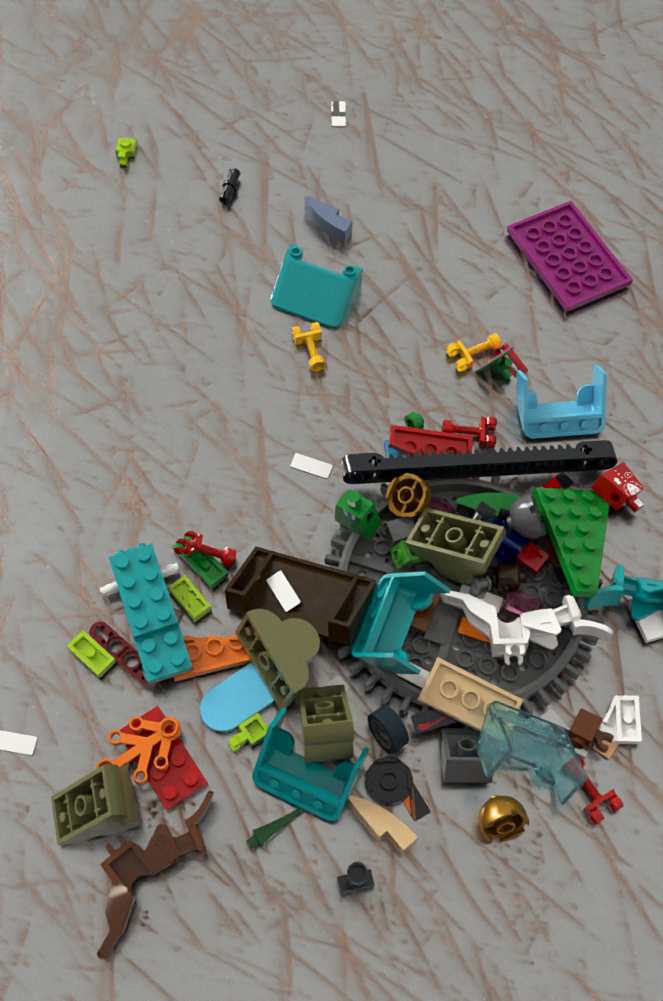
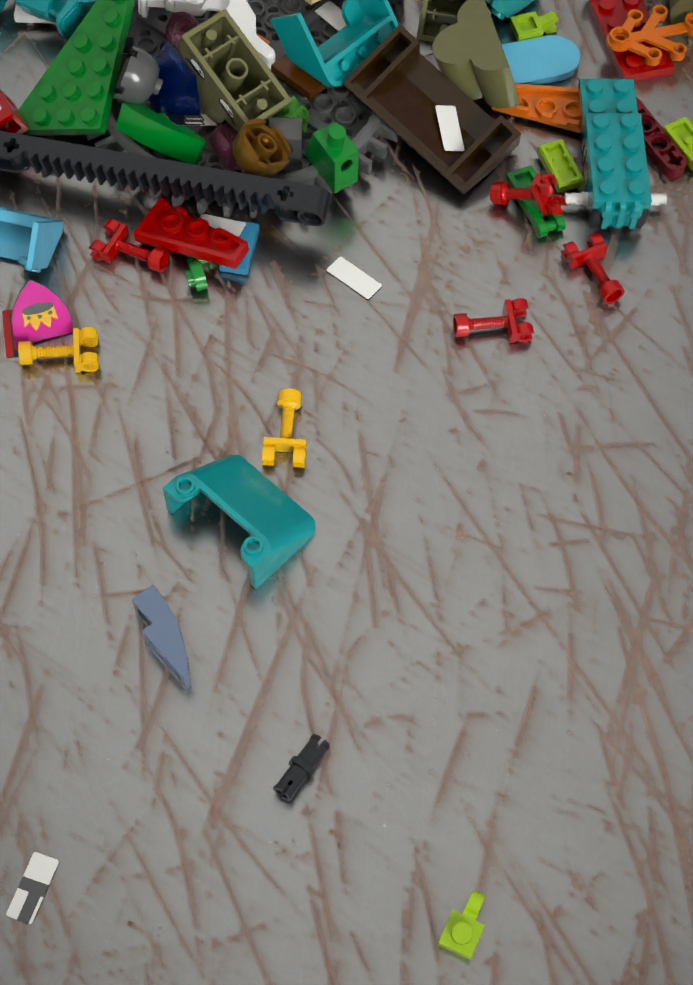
camera: 160 degrees left, 0 degrees up
(127, 504) = (610, 289): none -> red bar
(192, 470) = (511, 310): none -> red bar

